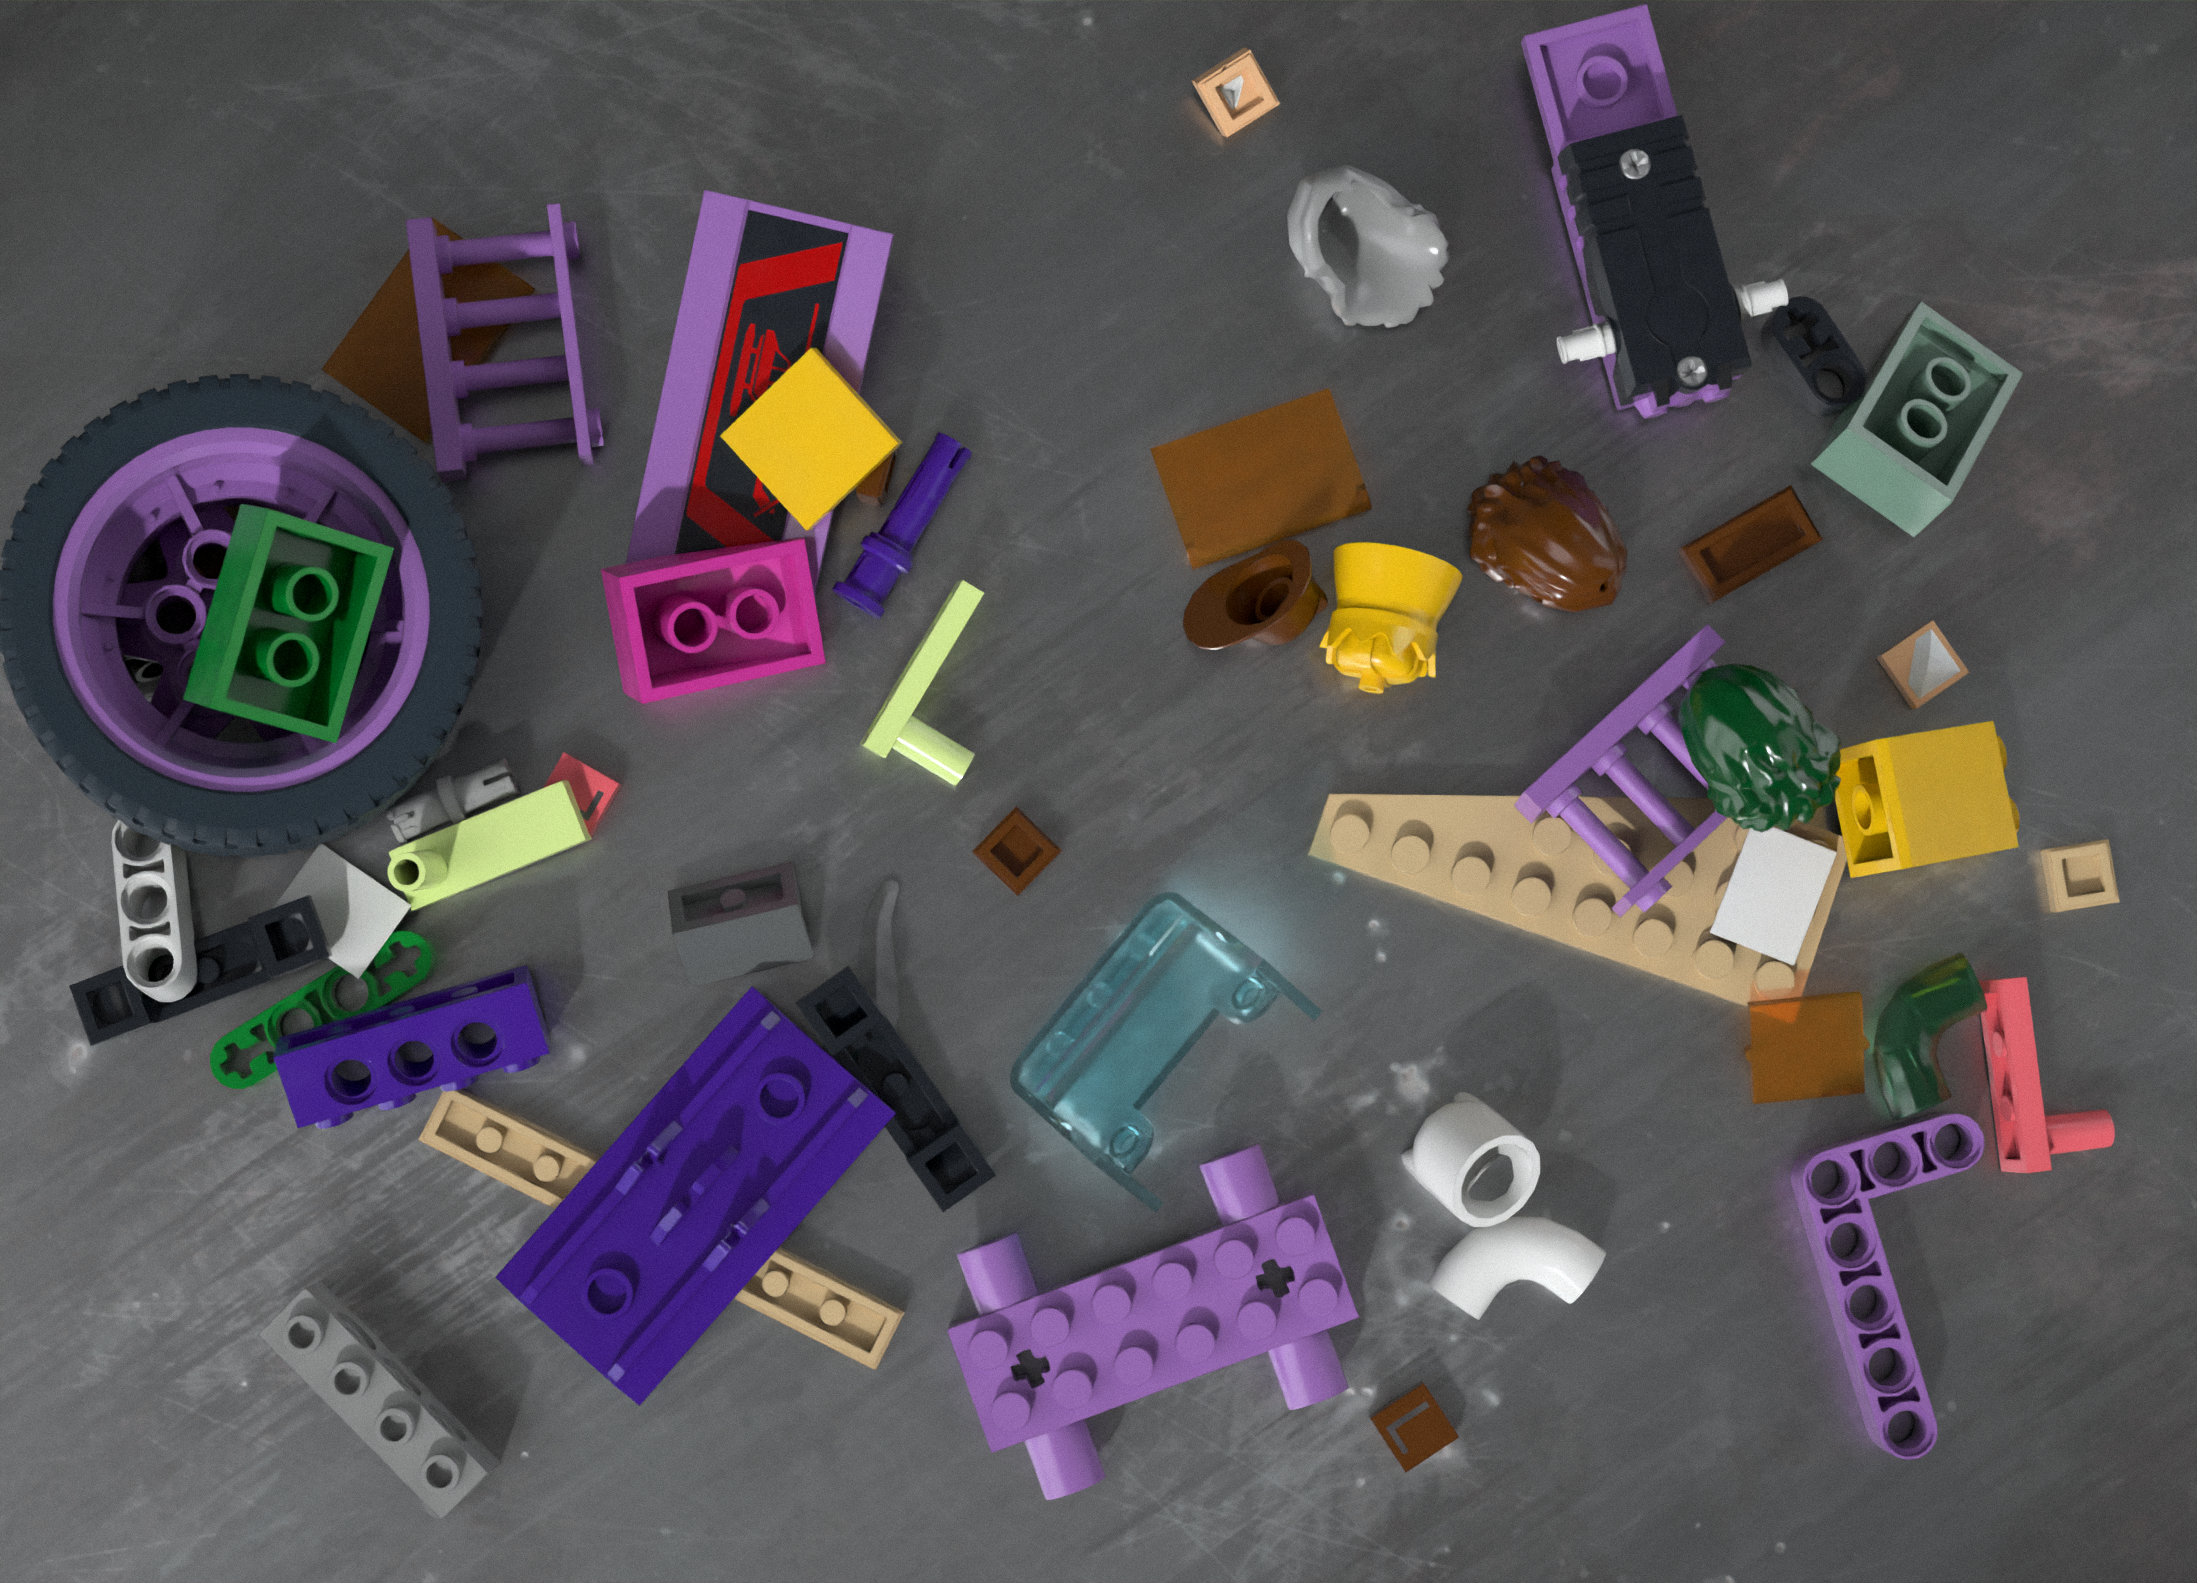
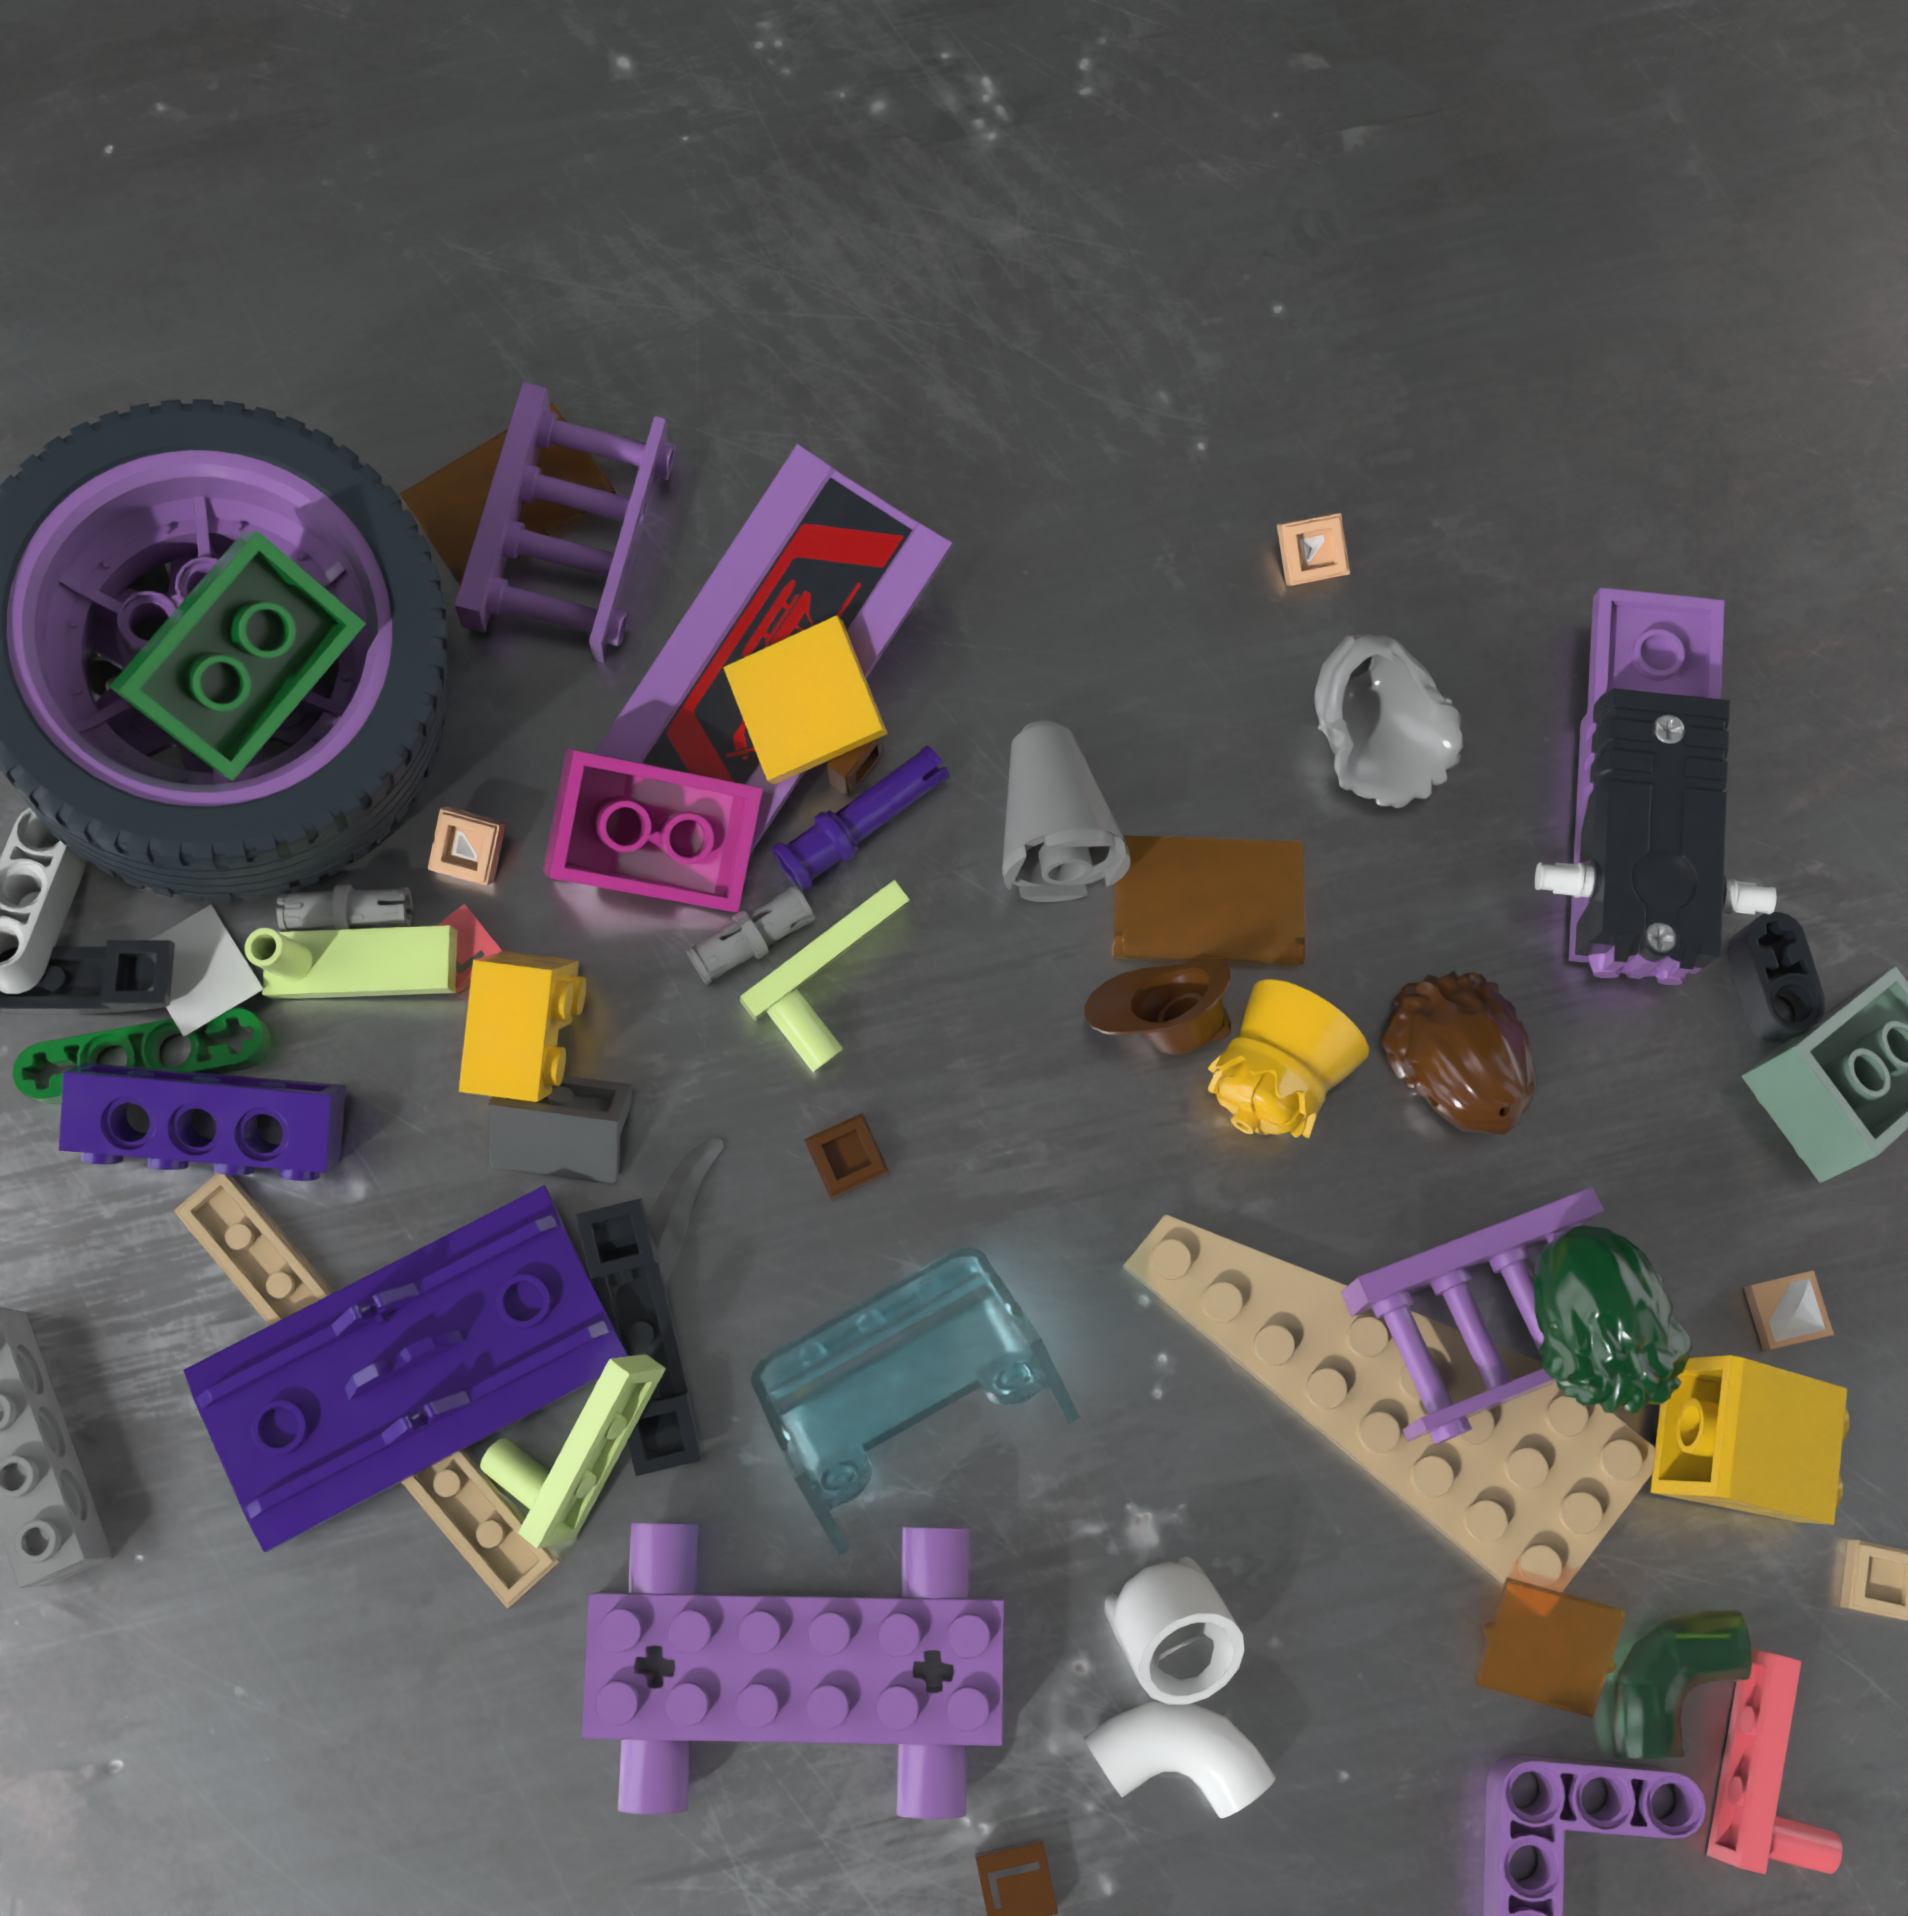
camera: 20 degrees right, 10 degrees down
(542, 695) = (467, 845): none -> light nougat tile
(666, 849) = (515, 1024): none -> yellow brick
(845, 678) = (750, 934): none -> light grey pin
(888, 1254) = (565, 1495): none -> yellowish green piece
(1090, 458) = (1057, 820): none -> light grey cone
(1750, 544) = (1655, 1132): reddish brown tile -> none
(1773, 893) = (1568, 1477): white sticker -> none

